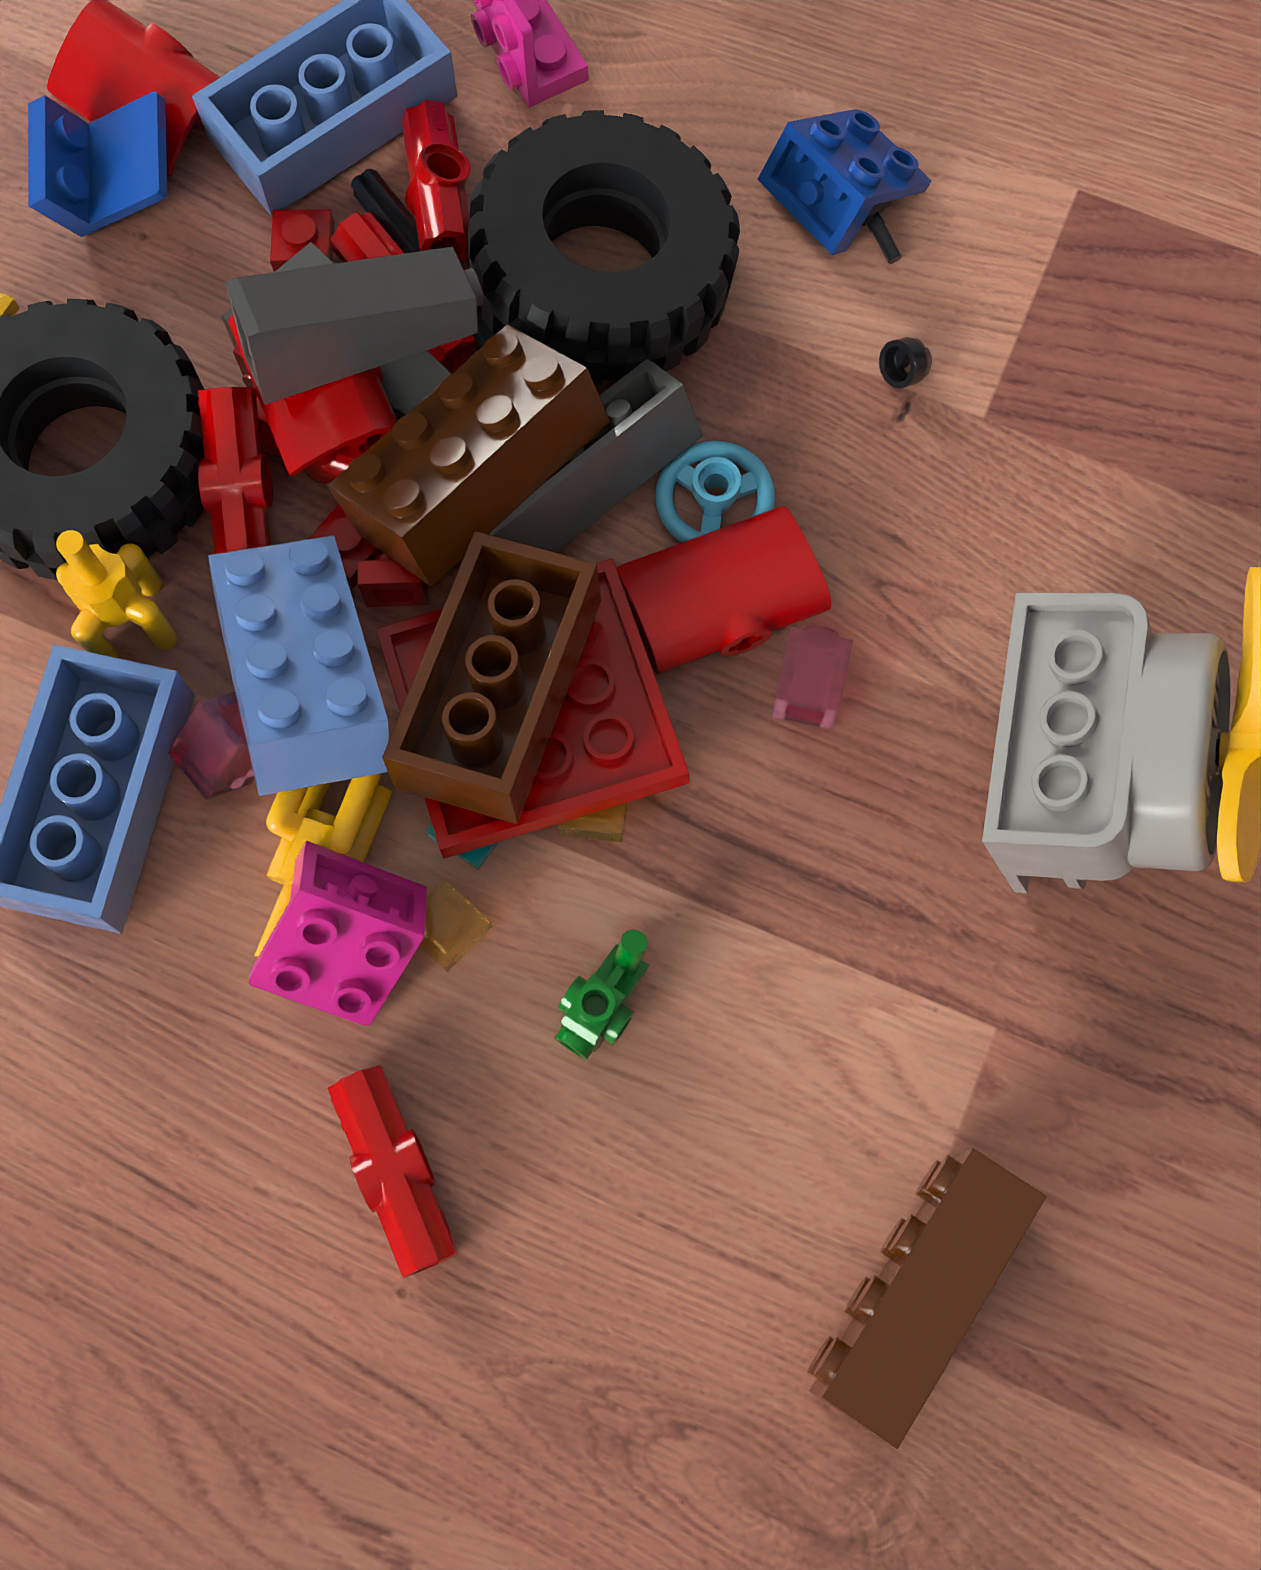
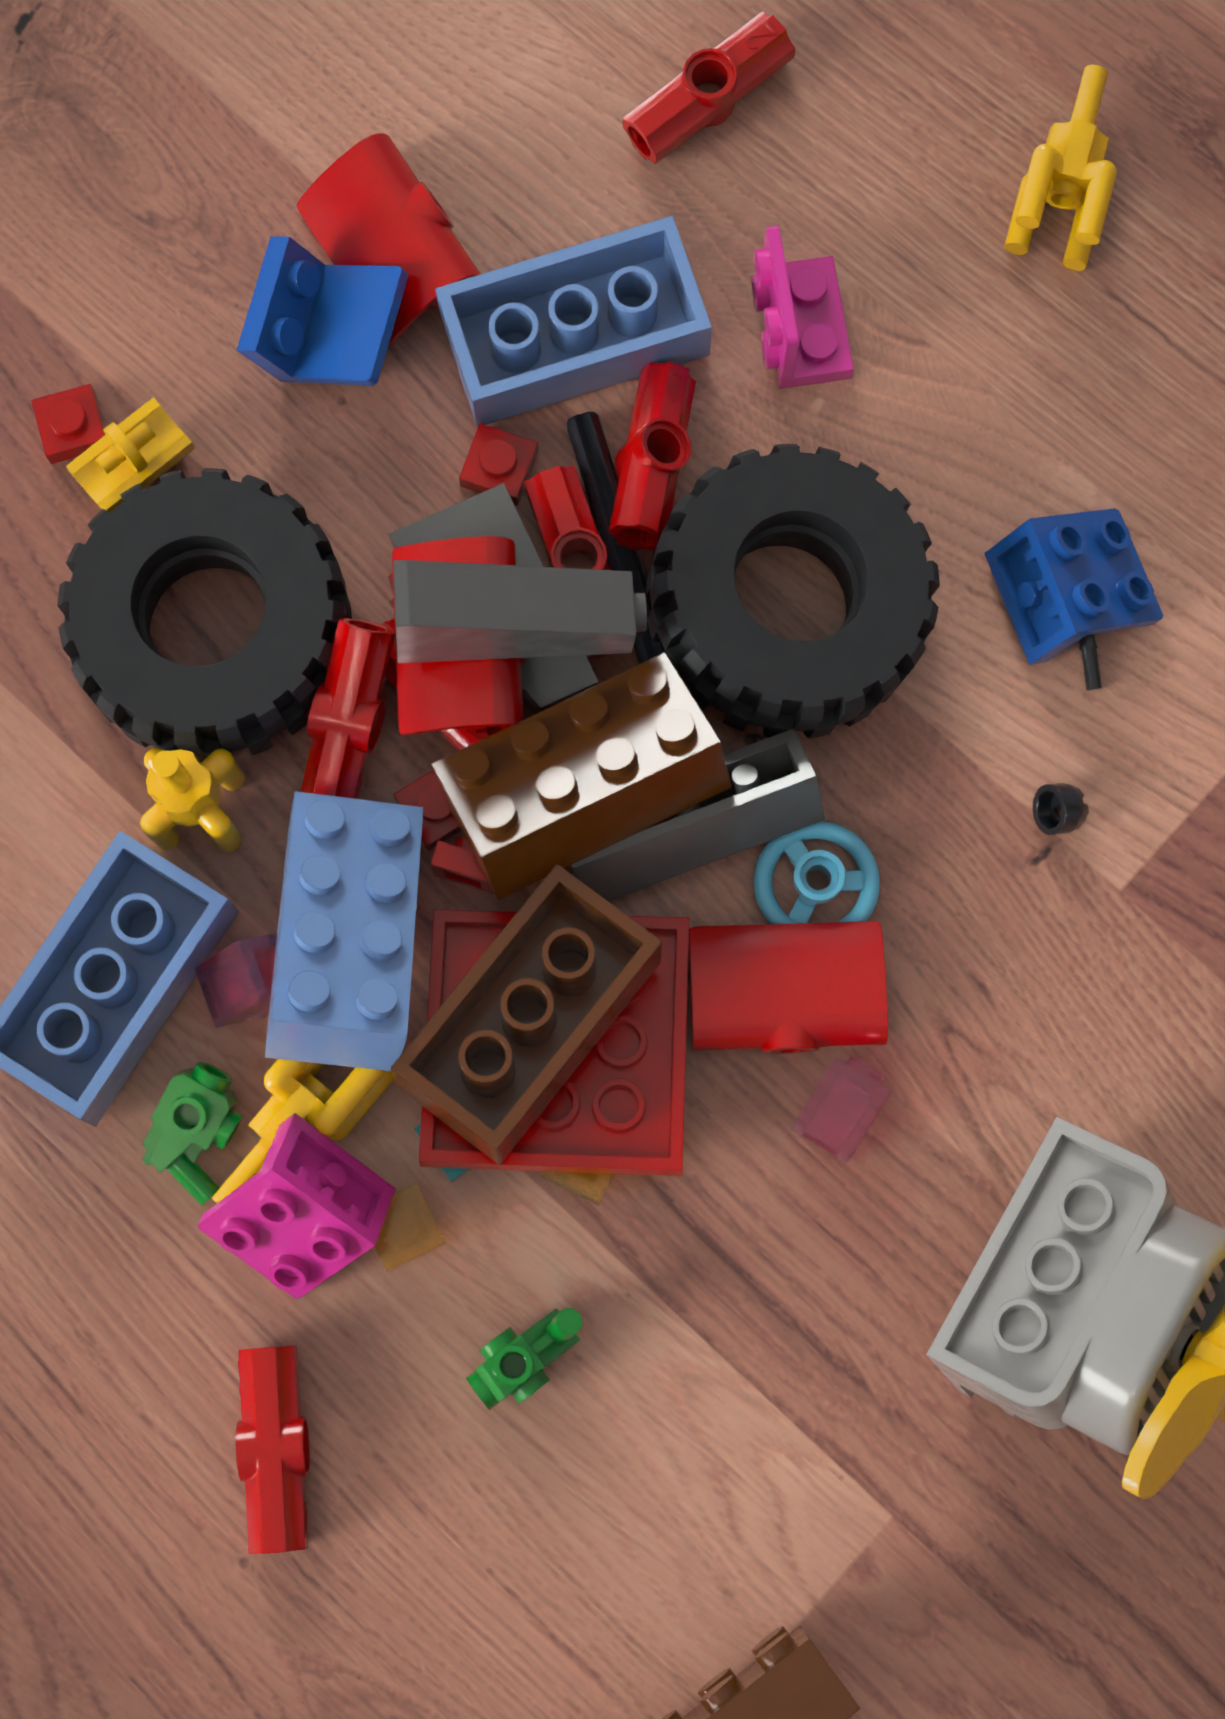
camera: 20 degrees right, 5 degrees up
(207, 890) = (189, 1118): none -> green piece

